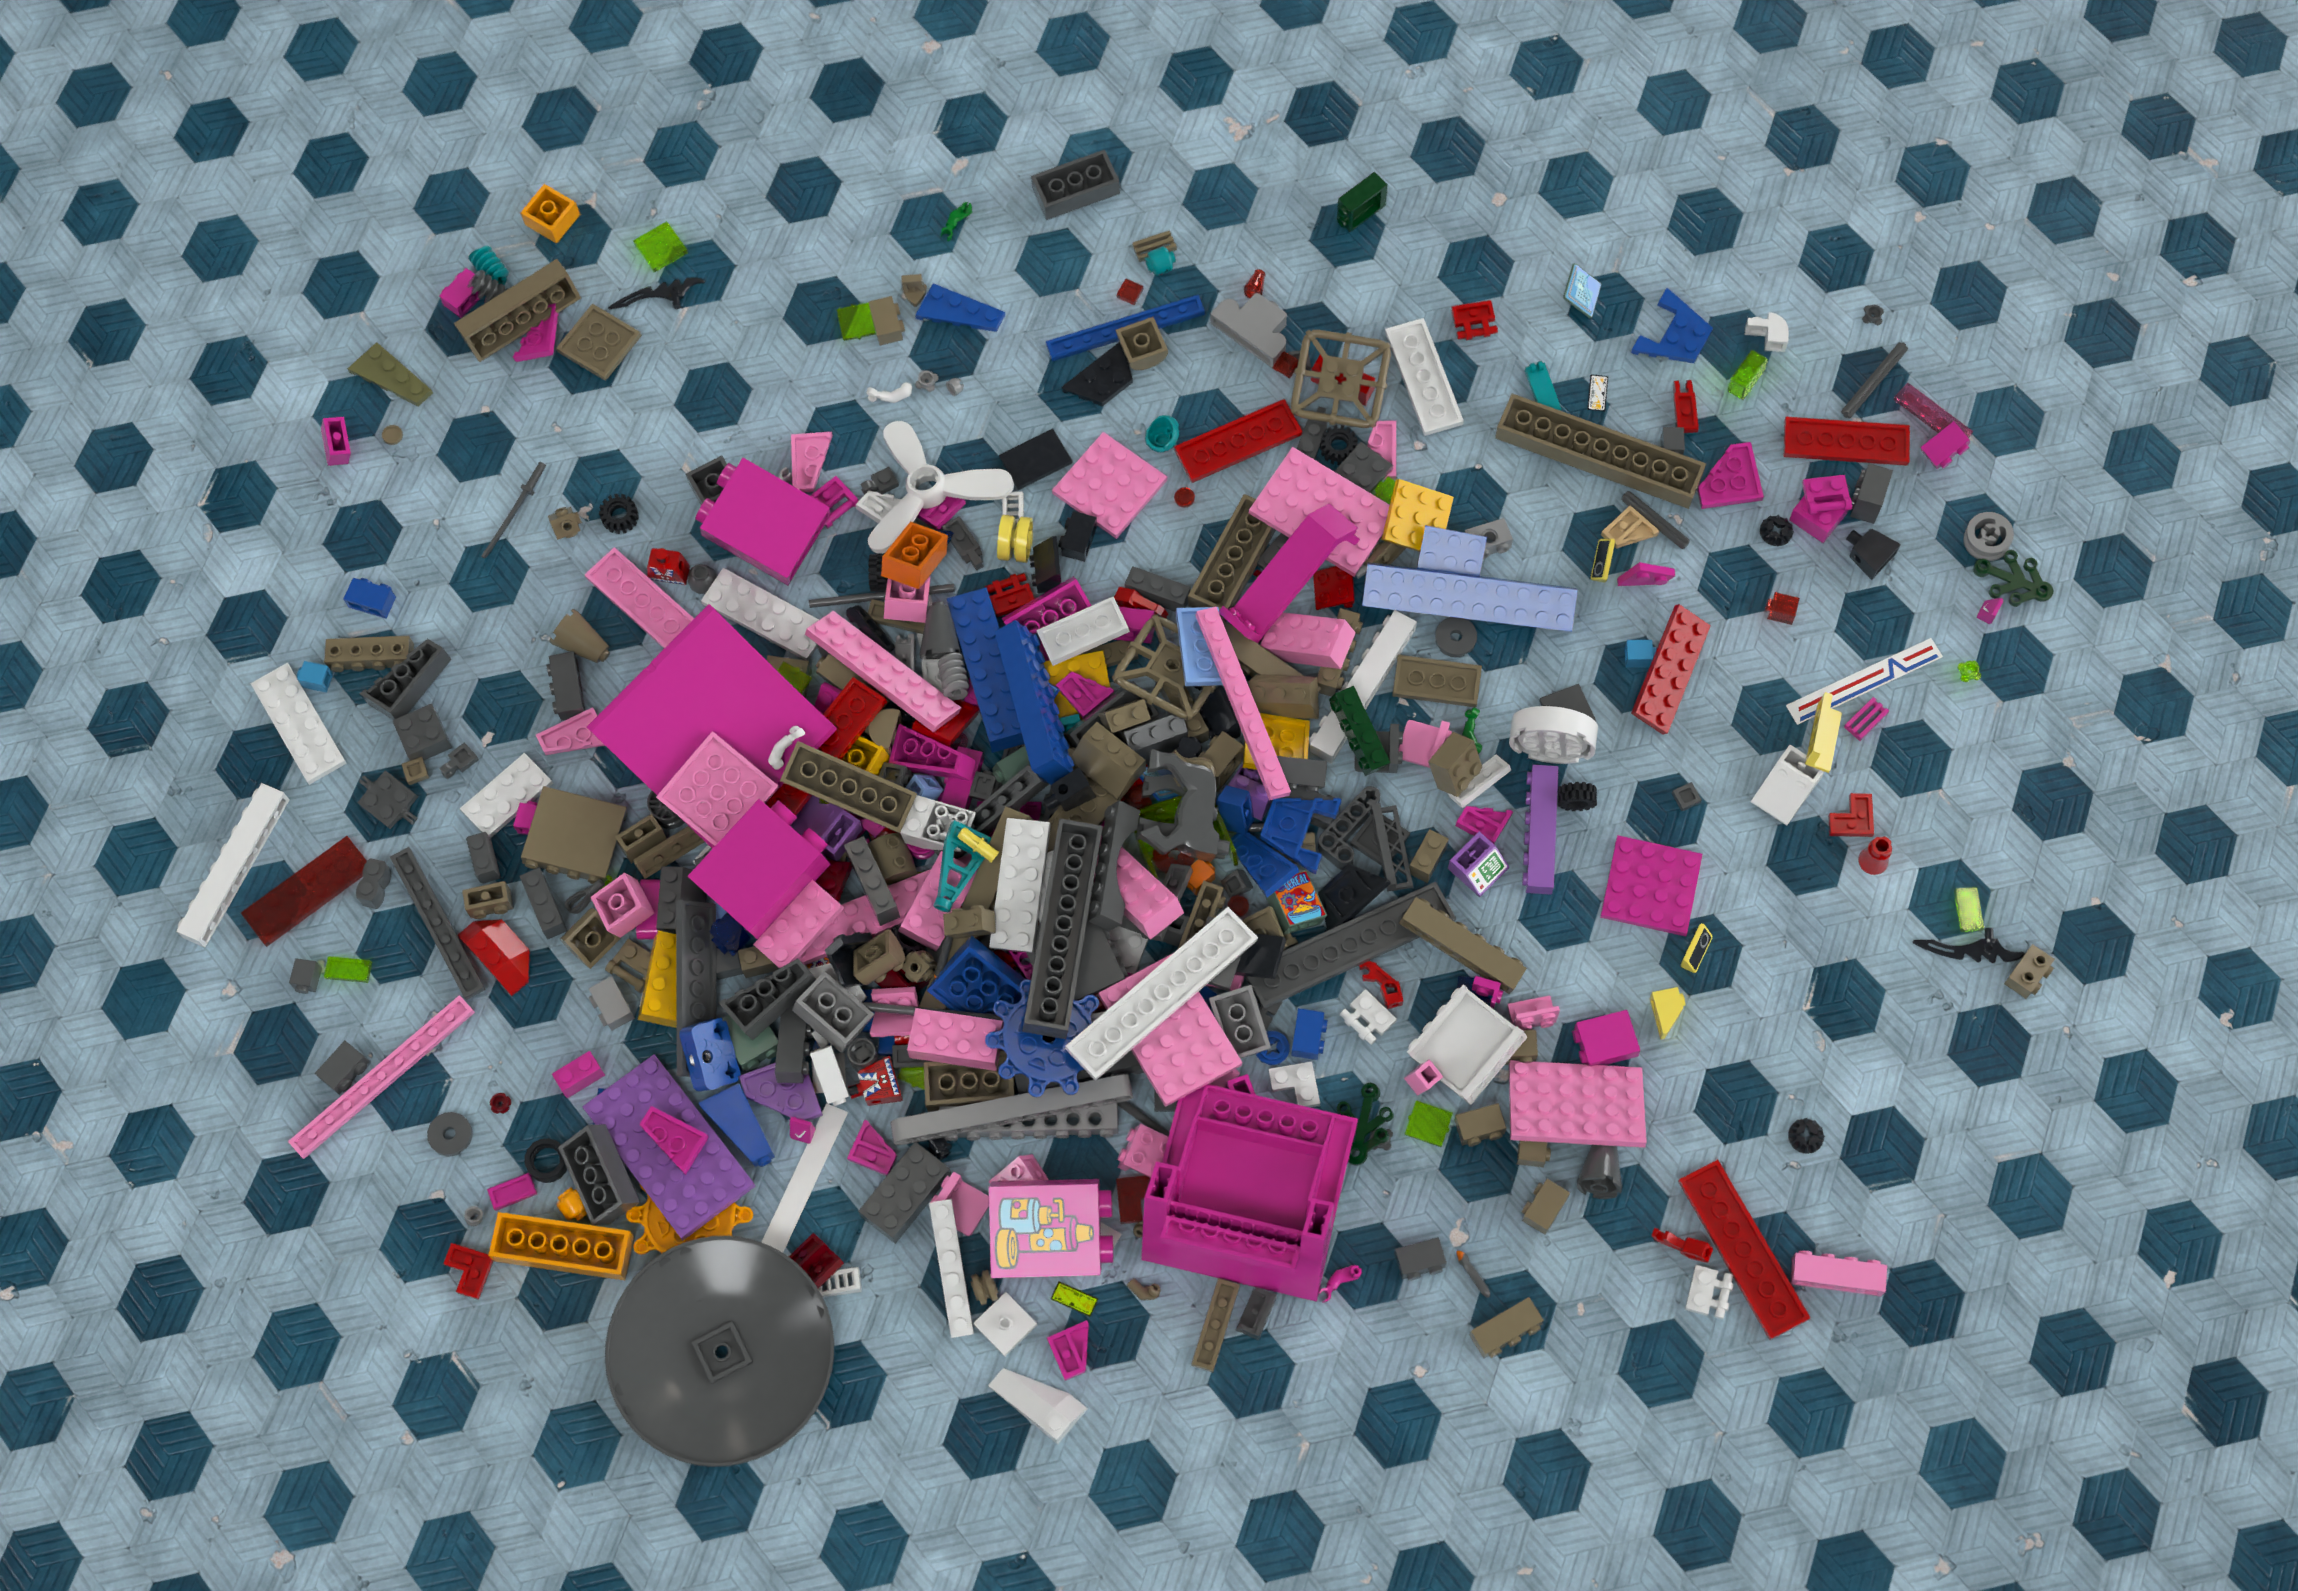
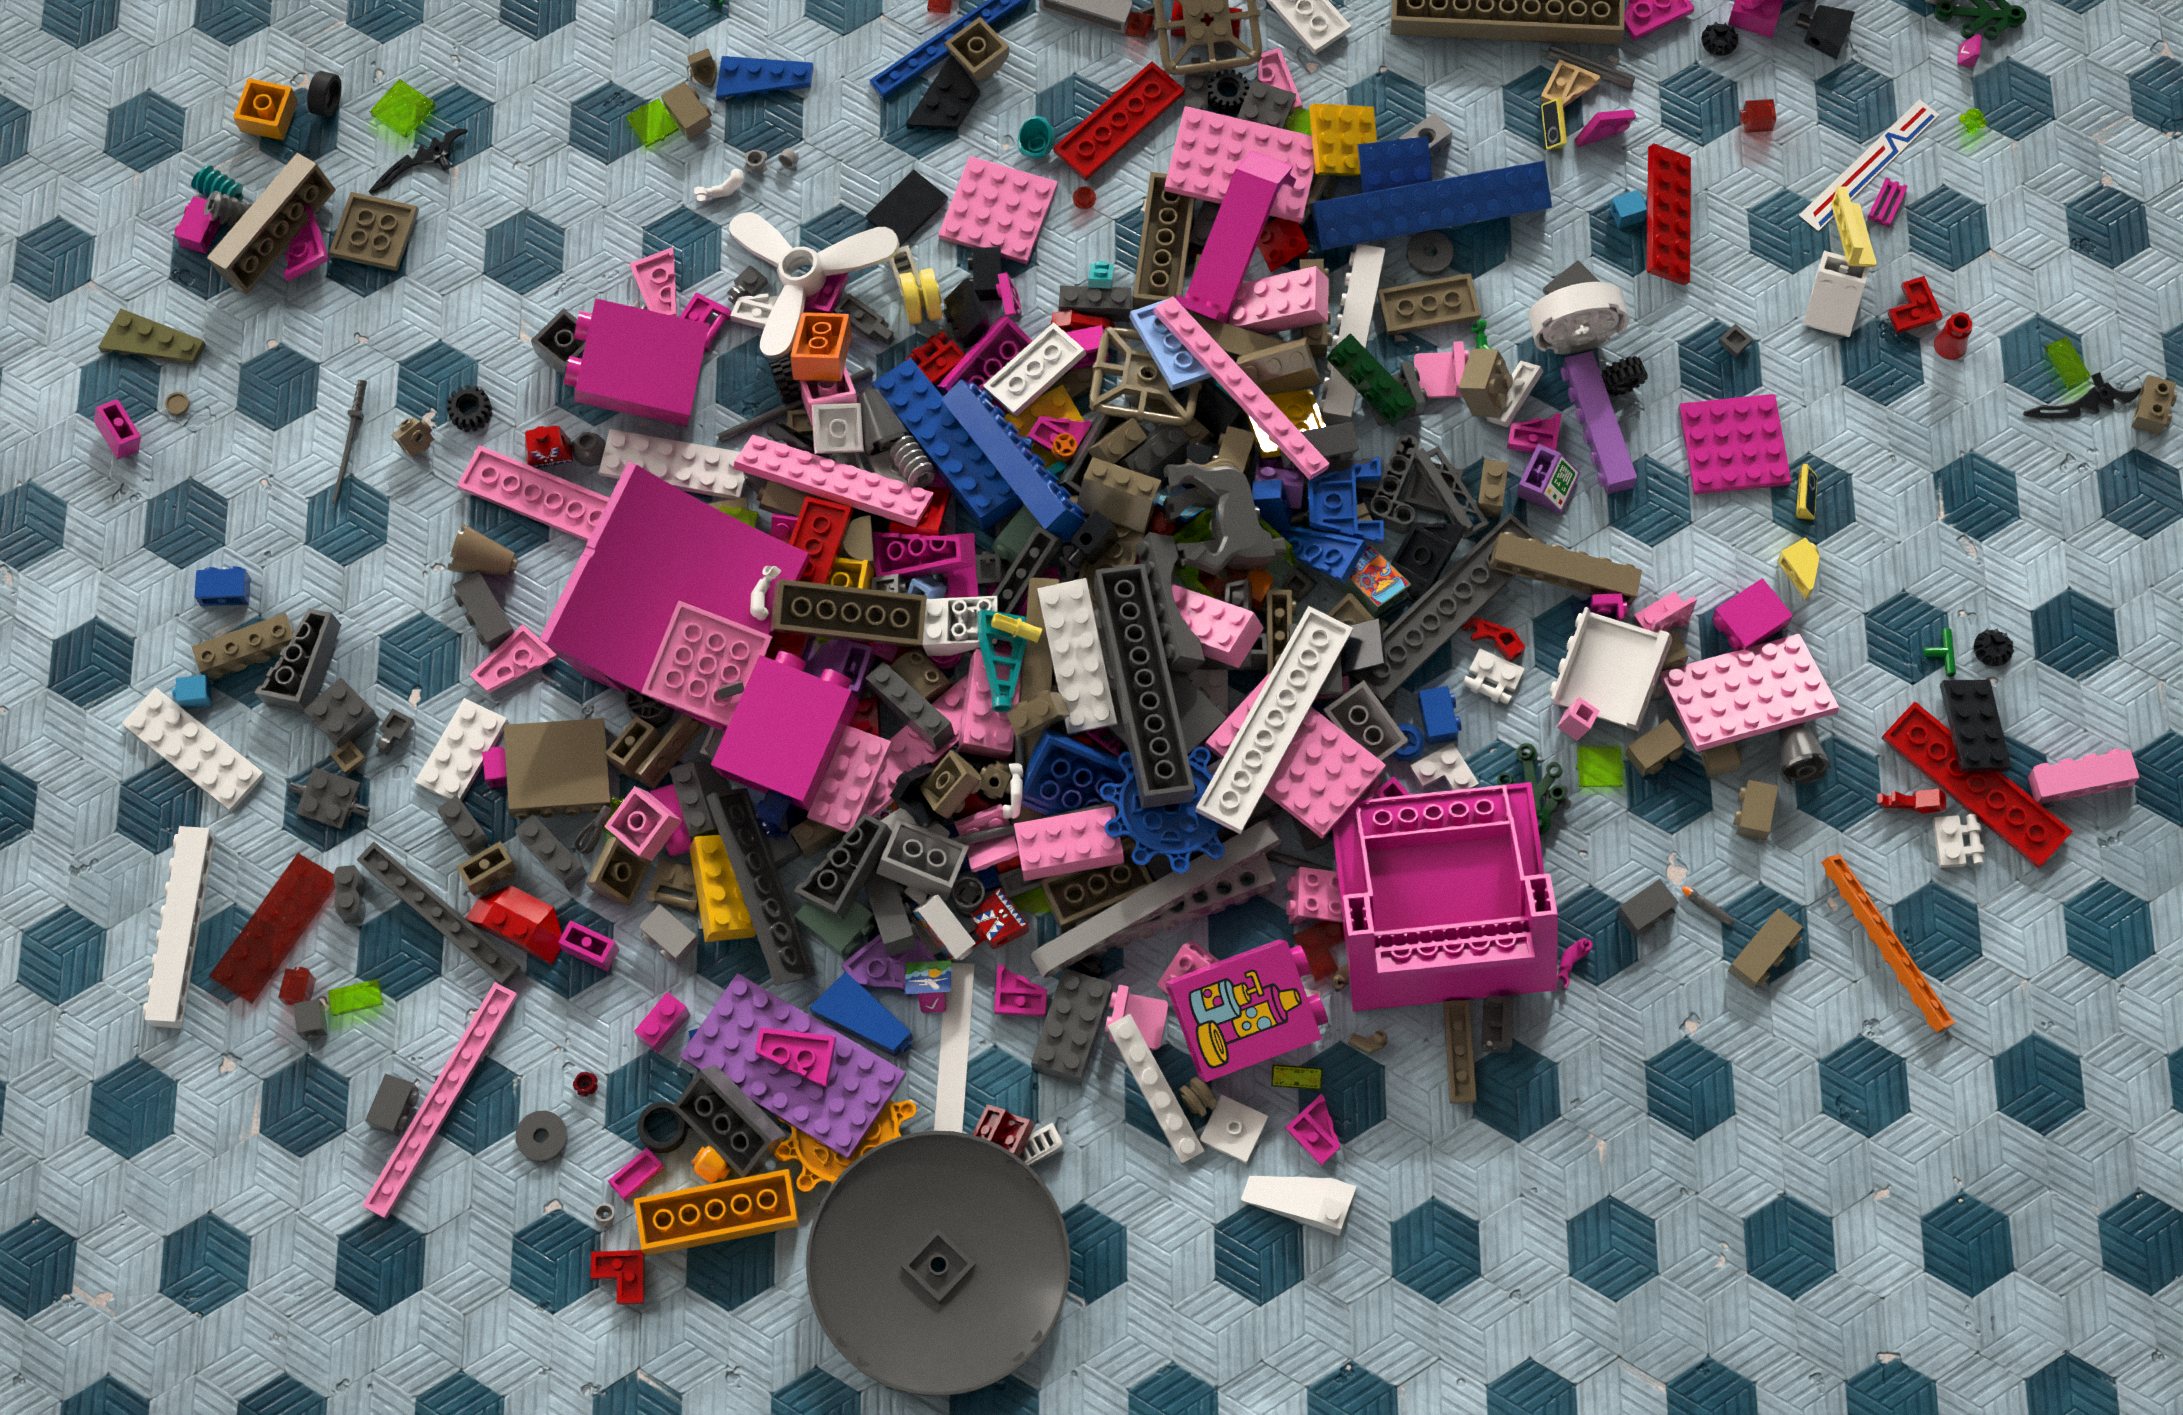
camera: 20 degrees left, 0 degrees up
(305, 944) = (296, 986): none -> clear red brick
(543, 991) = (588, 946): none -> dark pink brick
(600, 215) = (324, 94): none -> black tyre
(709, 1054) = (803, 951): blue axle -> none
(727, 818) = (730, 689): none -> dark grey tile
(803, 1110) = (928, 977): none -> sticker
(902, 628) = (837, 428): none -> white tile
(921, 996) = (1016, 788): none -> white arm
(1084, 703) = (1066, 442): none -> orange wheel
(1087, 562) = (1009, 295): none -> dark pink wing
(1171, 568) = (1101, 275): none -> teal plate
(1238, 905) = (1309, 600): clear red plate -> none
(1613, 1359) = (1888, 943): none -> orange plate
(1761, 1198) = (1975, 726): none -> black plate
(1764, 1125) = (1946, 651): none -> green piece

